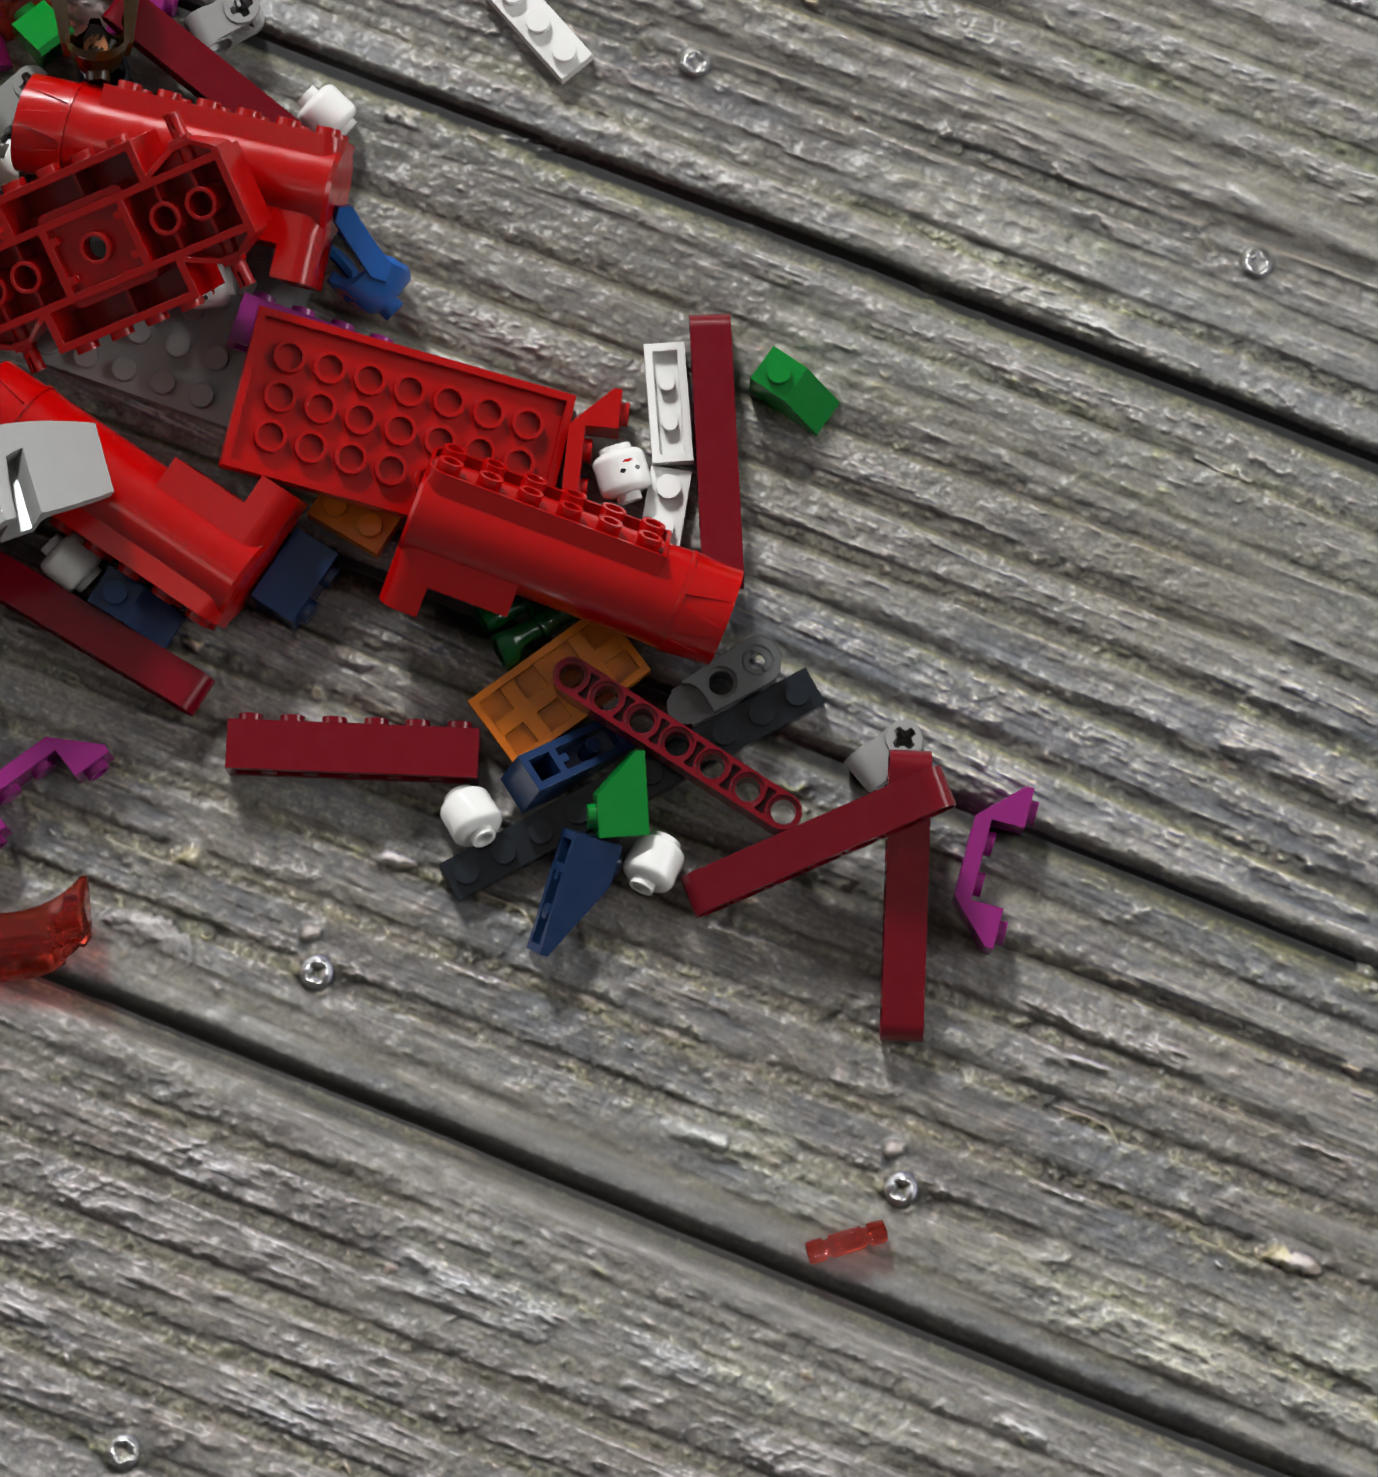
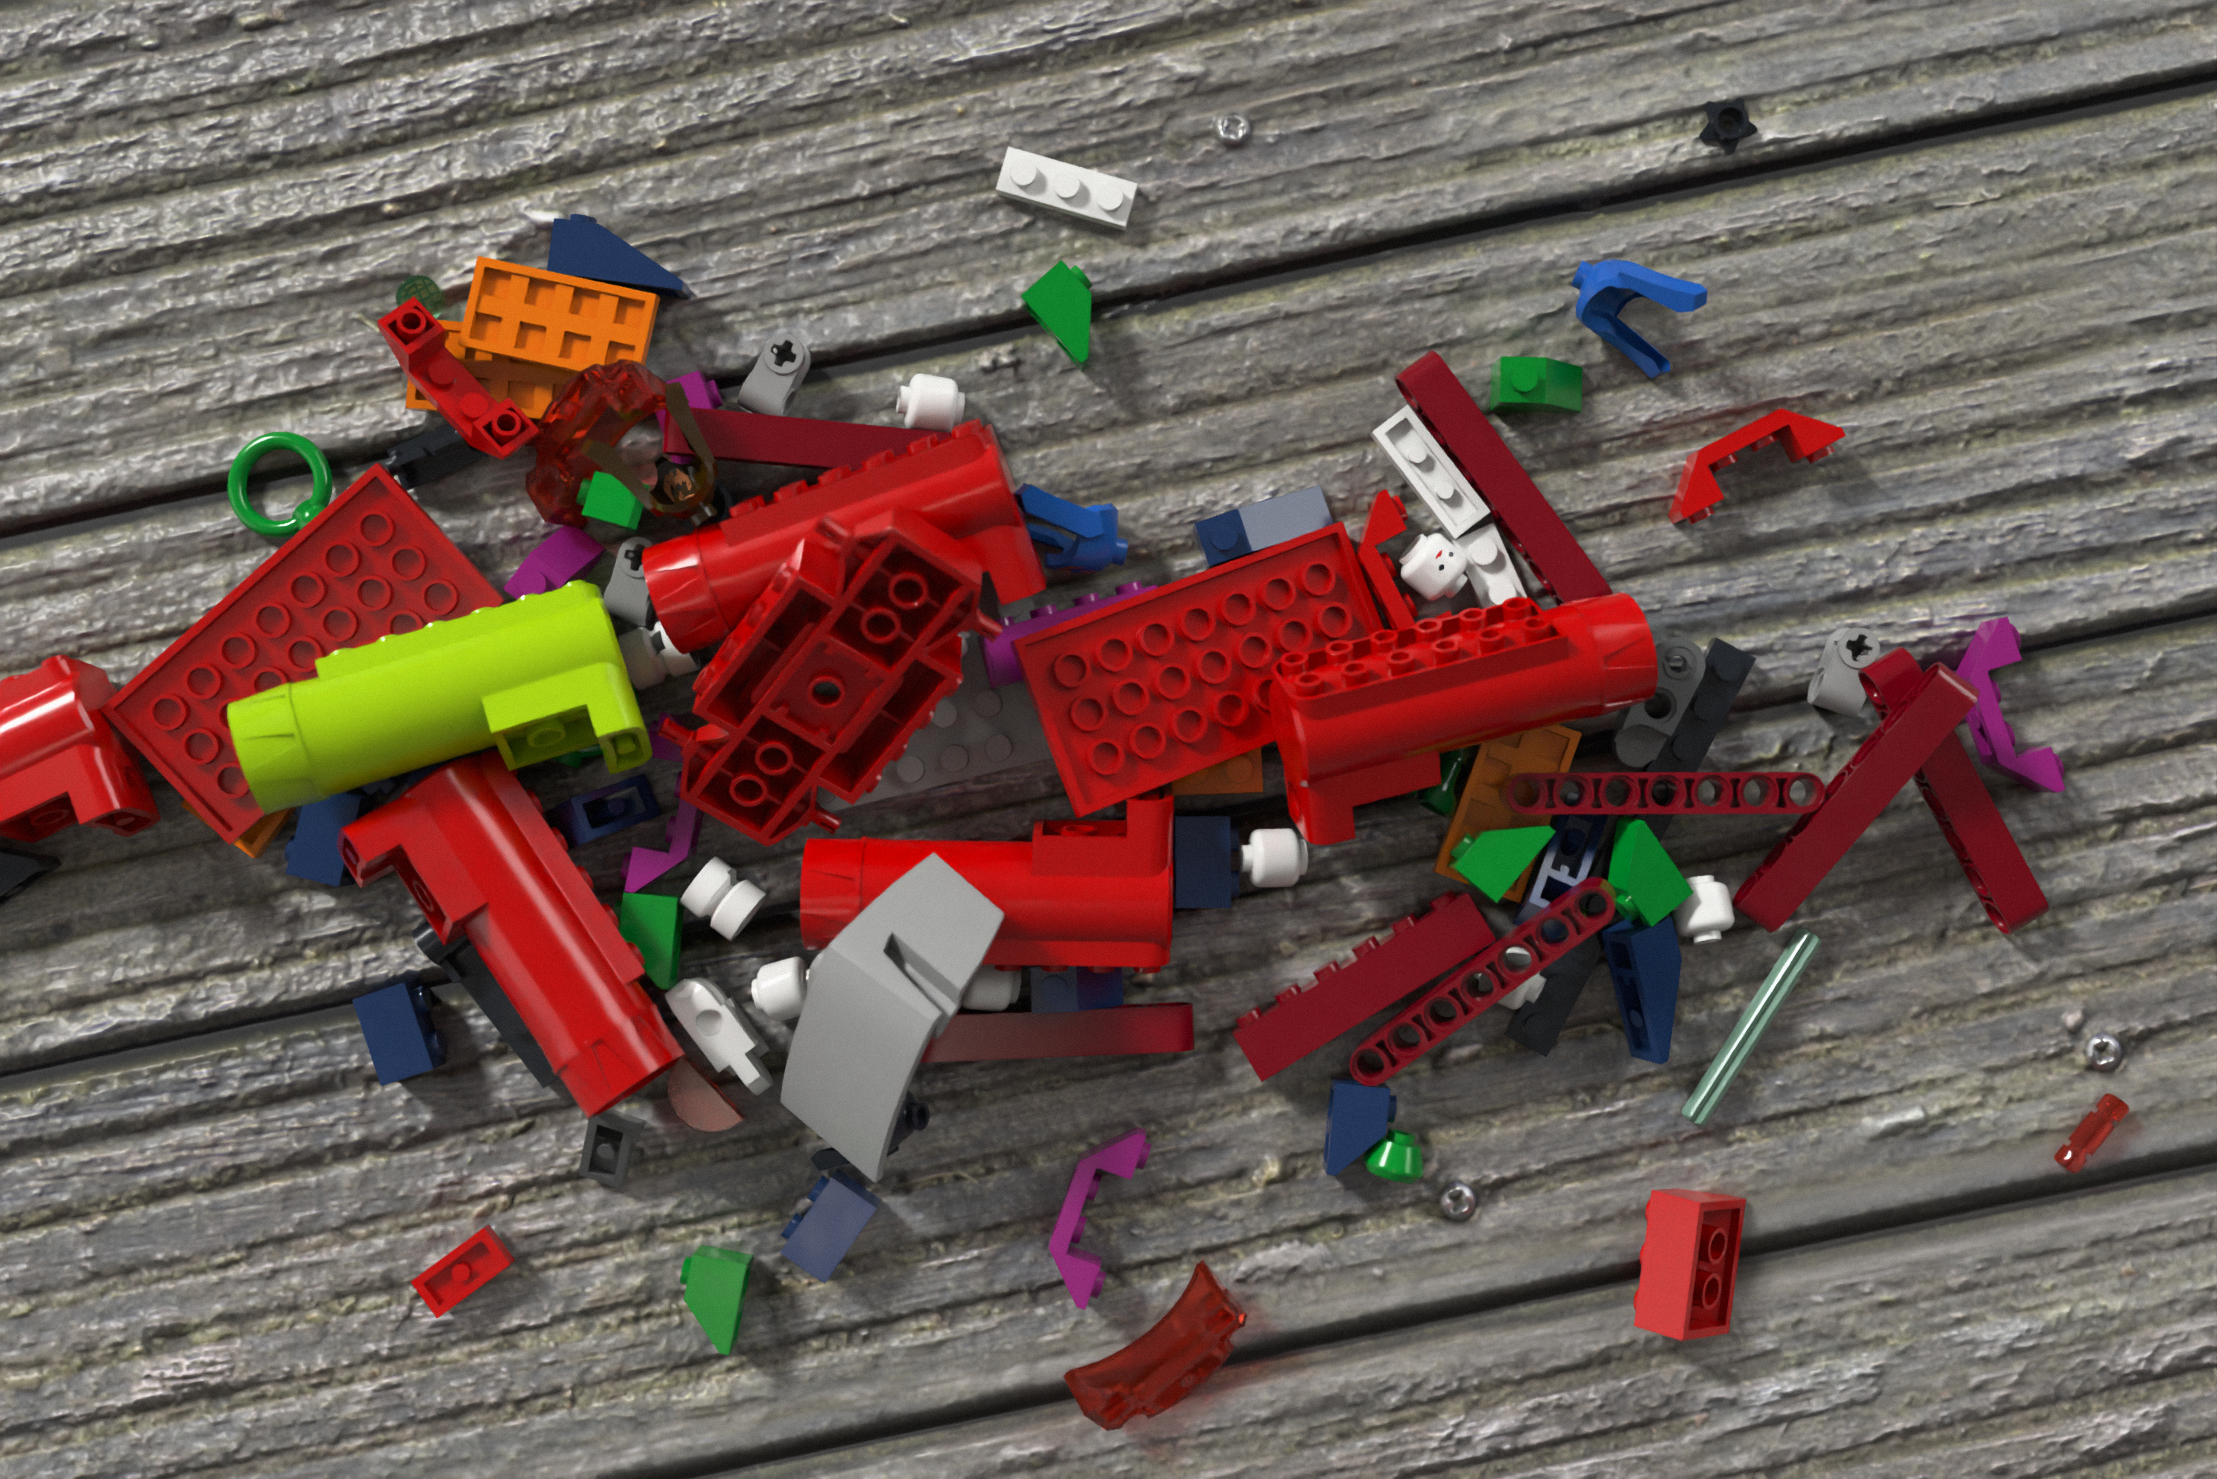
camera: 30 degrees left, 10 degrees up
(277, 849) = (1354, 1121): none -> dark blue slope
(289, 897) = (1395, 1157): none -> green cone
(351, 610) = (1273, 857): none -> white head
(459, 798) = (1492, 963): none -> dark red beam
(463, 1131) = (1689, 1263): none -> red slope
(474, 110) = (1063, 309): none -> green slope
(513, 357) = (1260, 526): none -> slope
(520, 713) = (1497, 857): none -> green slope
(634, 983) = (1751, 1026): none -> sand green axle
(892, 355) = (1614, 283): none -> blue piece
(973, 559) = (1797, 433): none -> red slope
(1080, 287) = (1733, 113): none -> black plate

